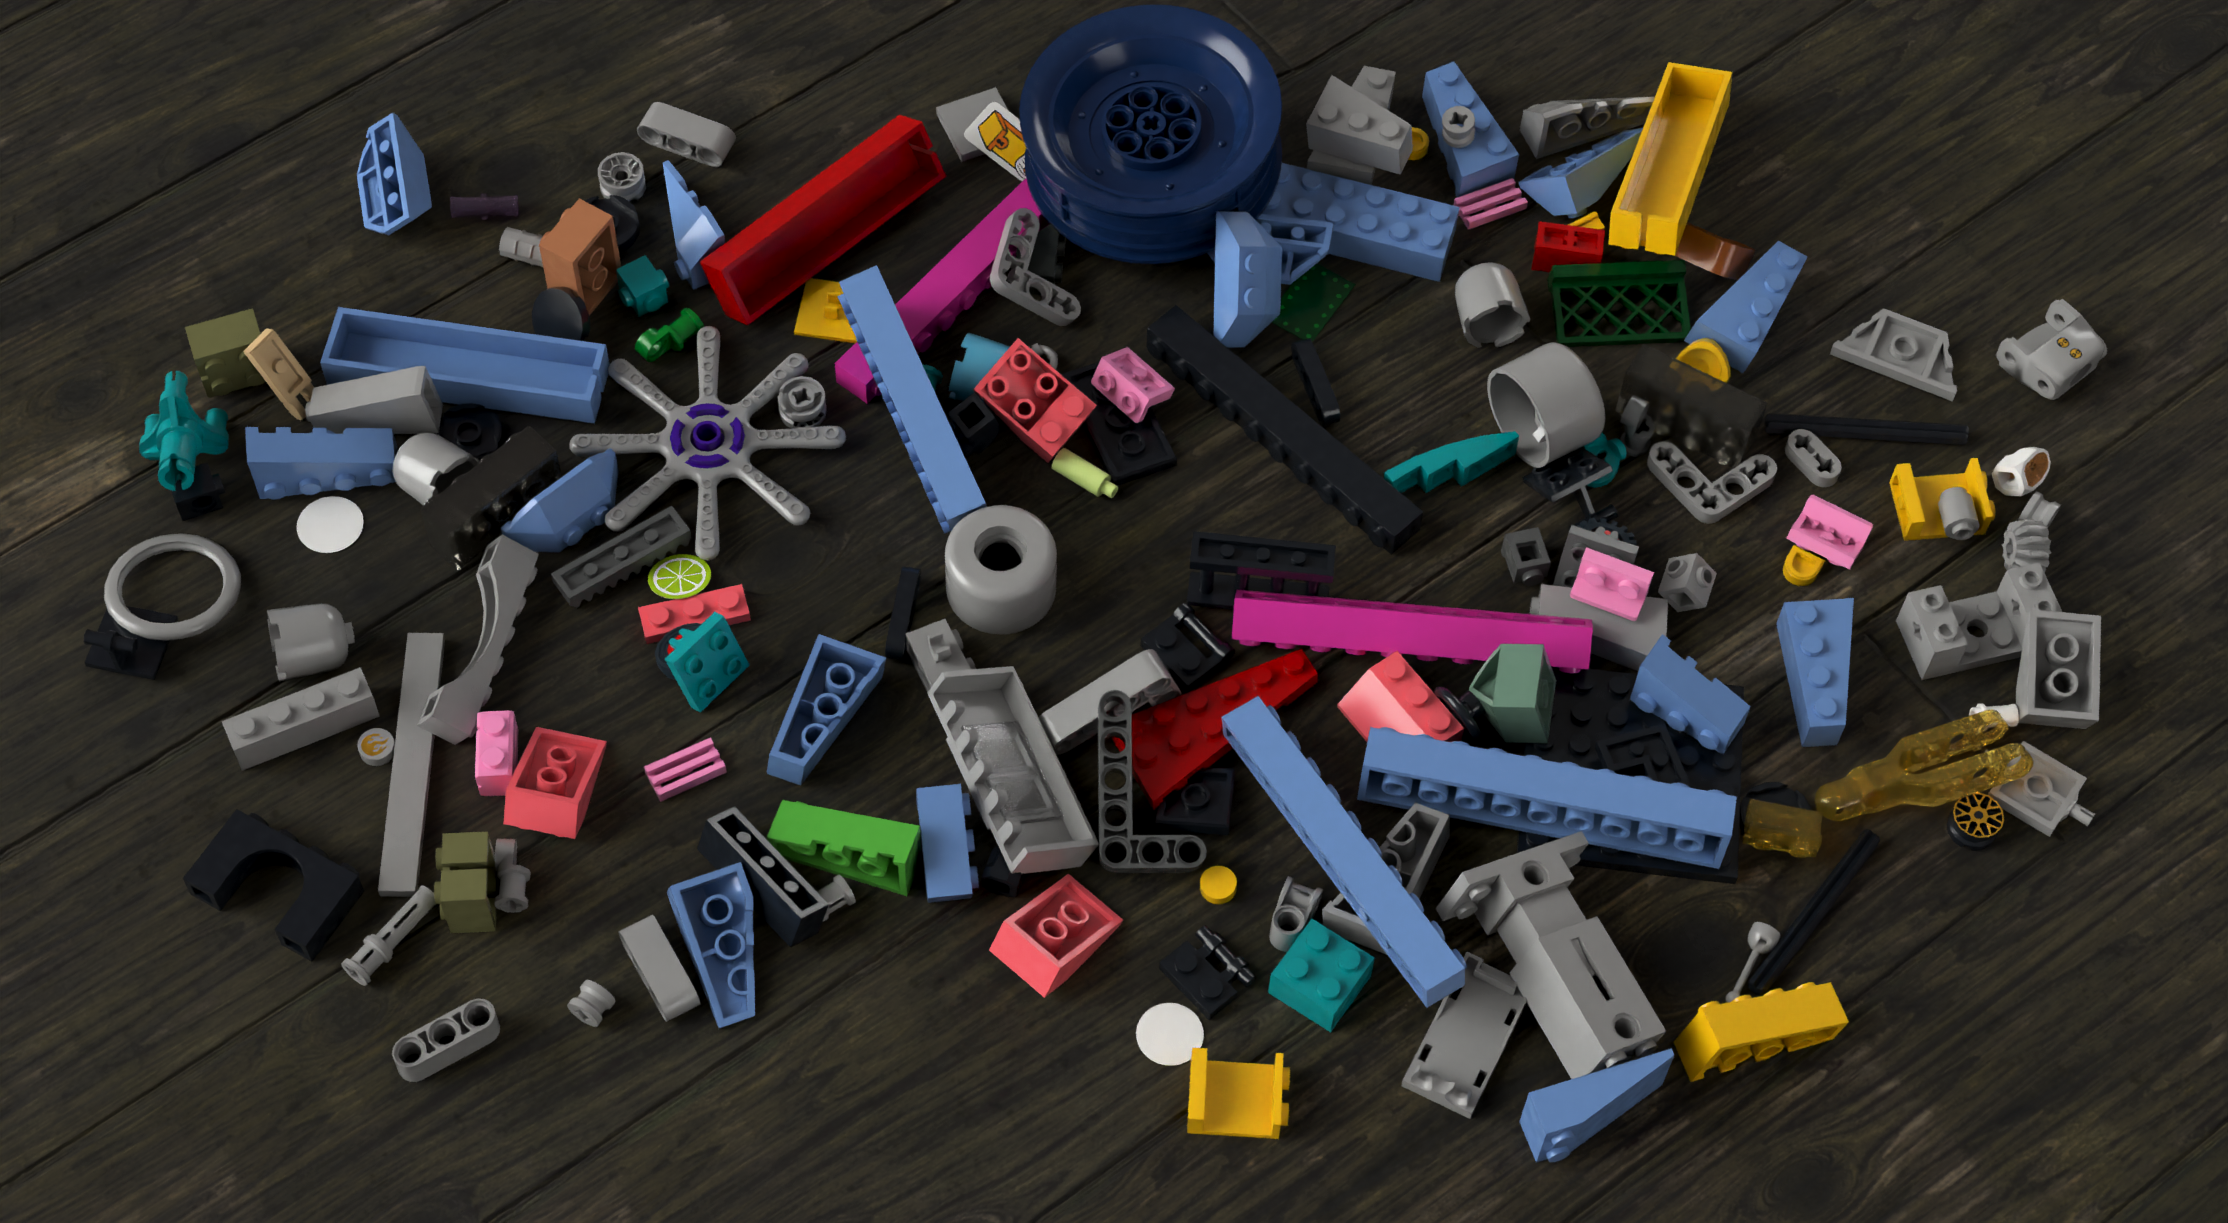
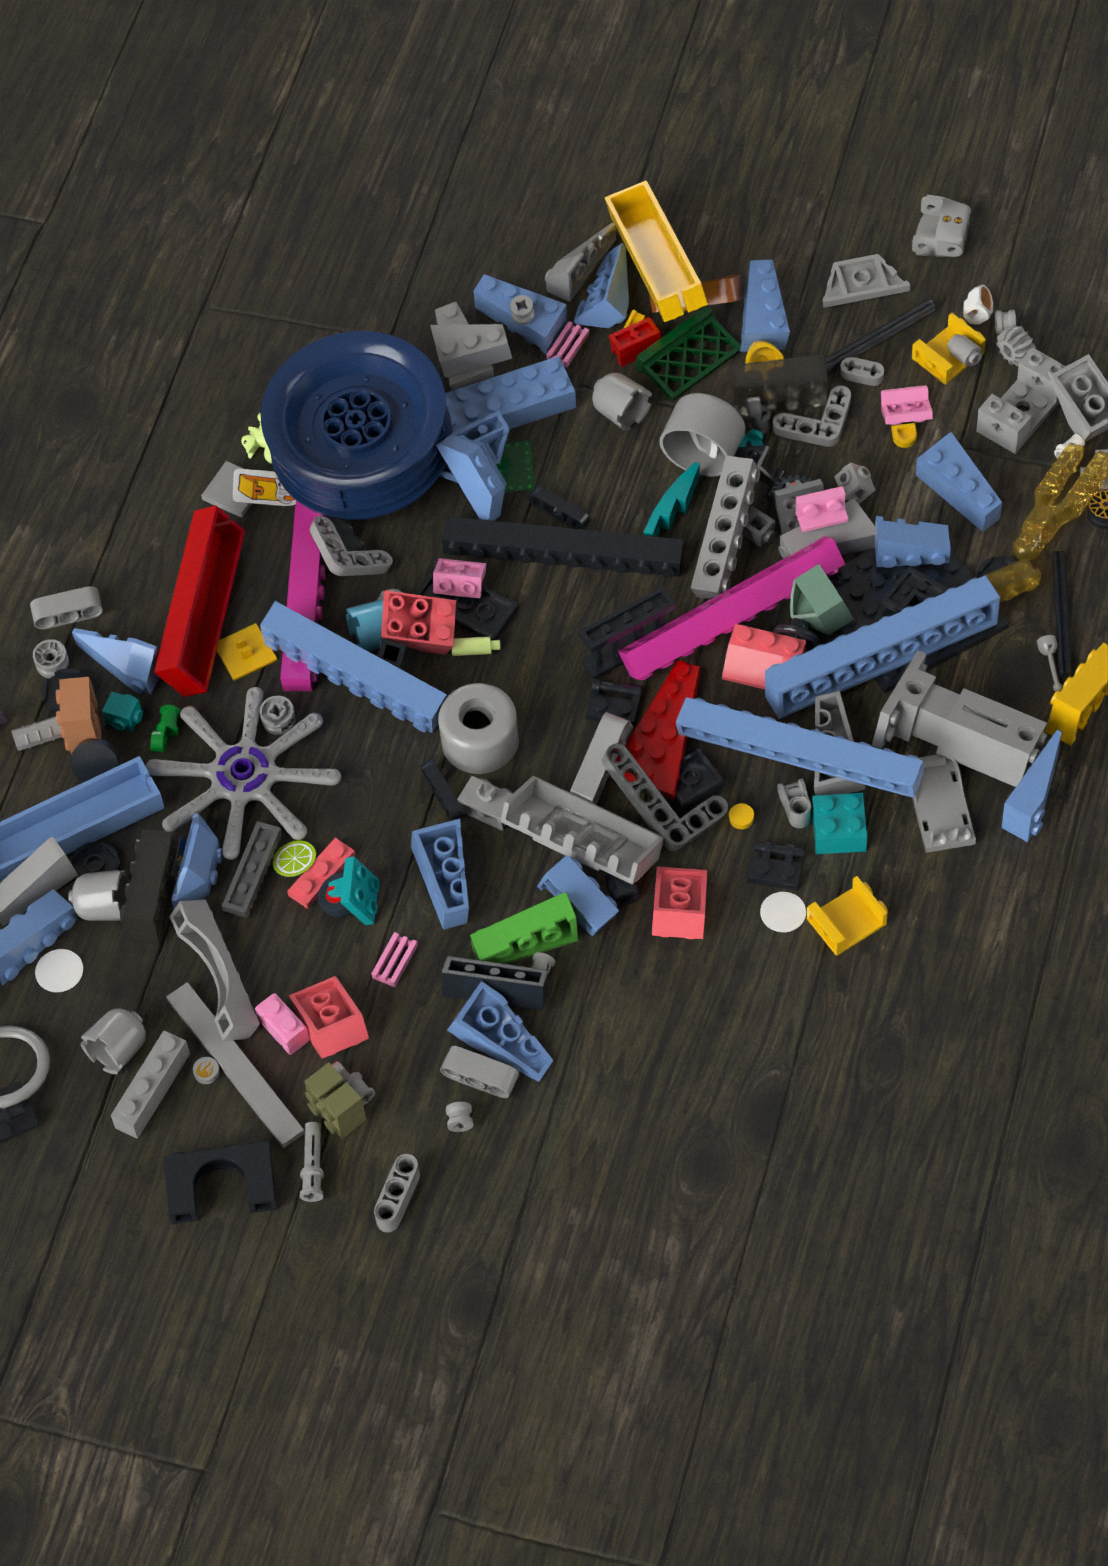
camera: 30 degrees left, 0 degrees up
(1484, 514) = (733, 471): none -> light grey brick

